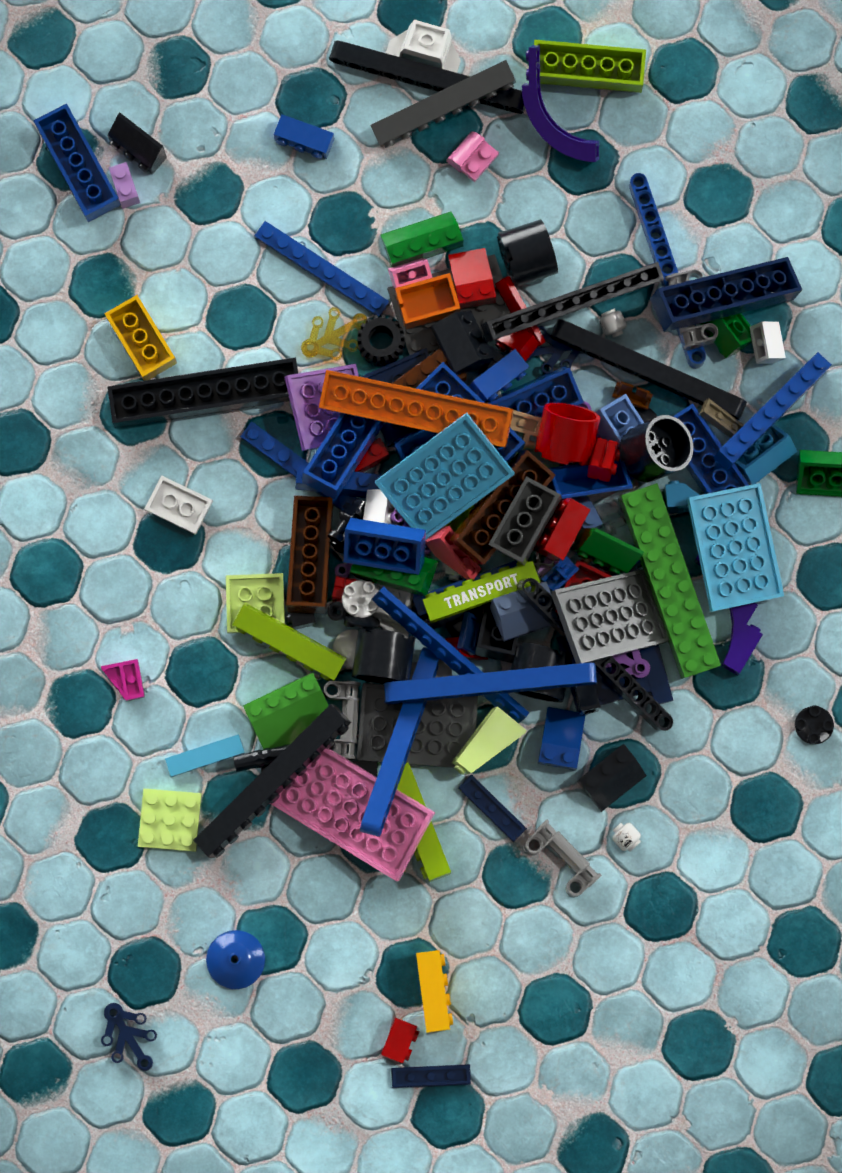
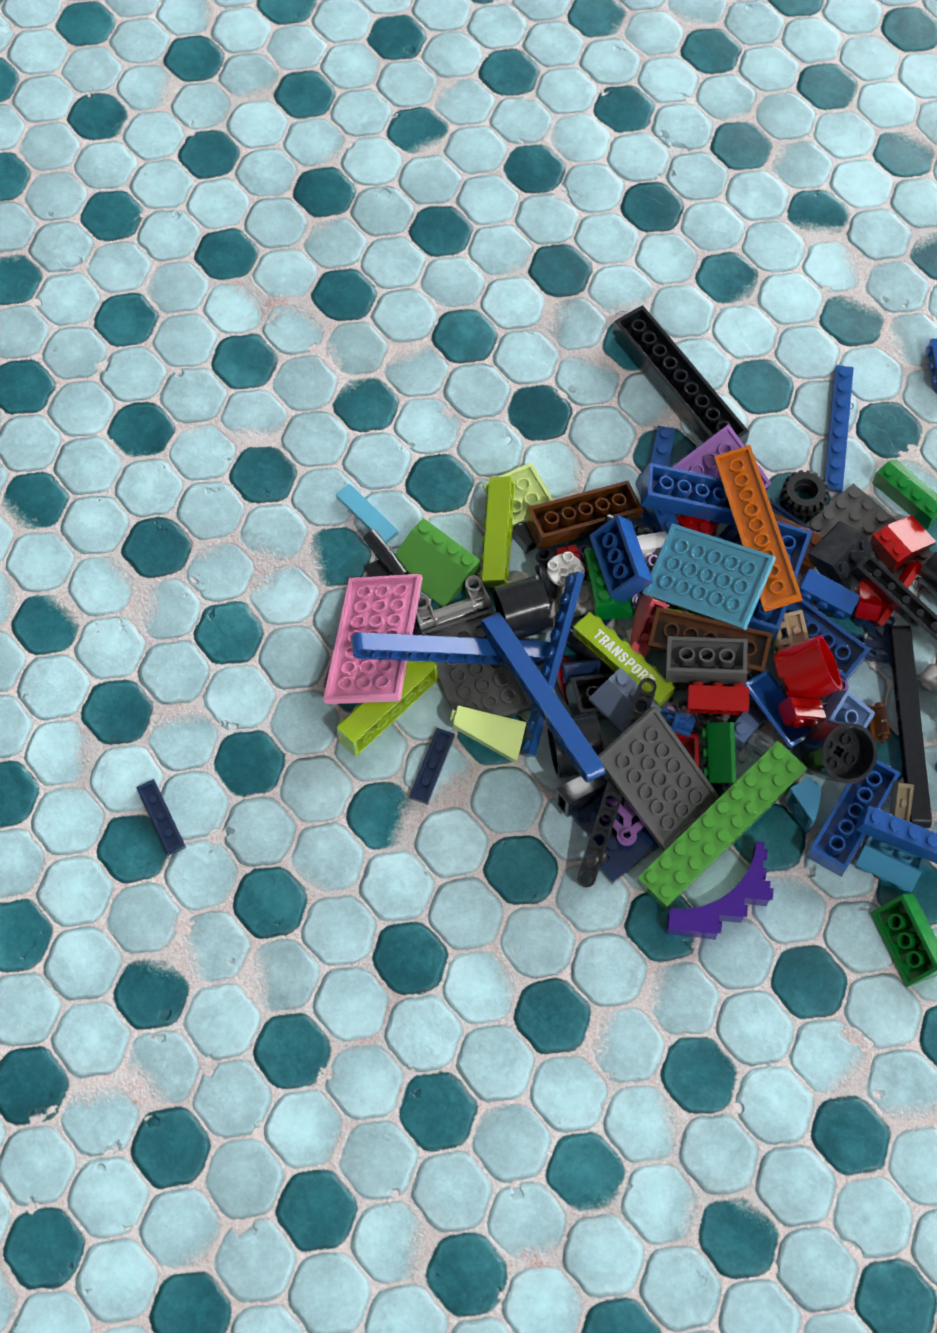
camera: 65 degrees right, 15 degrees down
(77, 162) = (816, 213): blue brick -> none
(124, 185) = (819, 254): lavender brick -> none
(126, 678) = (403, 427): dark pink wing -> none
(126, 1034) = (95, 553): dark blue plant -> none
(136, 144) = (858, 247): black slope -> none
(140, 338) = (698, 316): yellow brick -> none
(169, 820) = (298, 510): yellowish green plate -> none
(178, 505) = (572, 404): white plate -> none
(250, 959) = (200, 621): blue dish -> none
(272, 781) = (368, 566): black brick -> none
(331, 336) = (784, 458): clear yellow plant -> none
(399, 1041) = (181, 774): red brick -> none
(410, 272) = (877, 491): bright pink brick -> none
(427, 300) = (860, 508): orange piece -> none
(433, 991) = (238, 780): yellow brick -> none
(561, 738) = (524, 797): blue slope -> none
(585, 874) = (420, 848): light grey piece -> none
(612, 777) = (511, 856): black slope -> none
(626, 836) = (461, 893): white head -> none
(735, 547) = (786, 866): medium azure plate -> none
(814, 725) = (655, 1025): black dish -> none

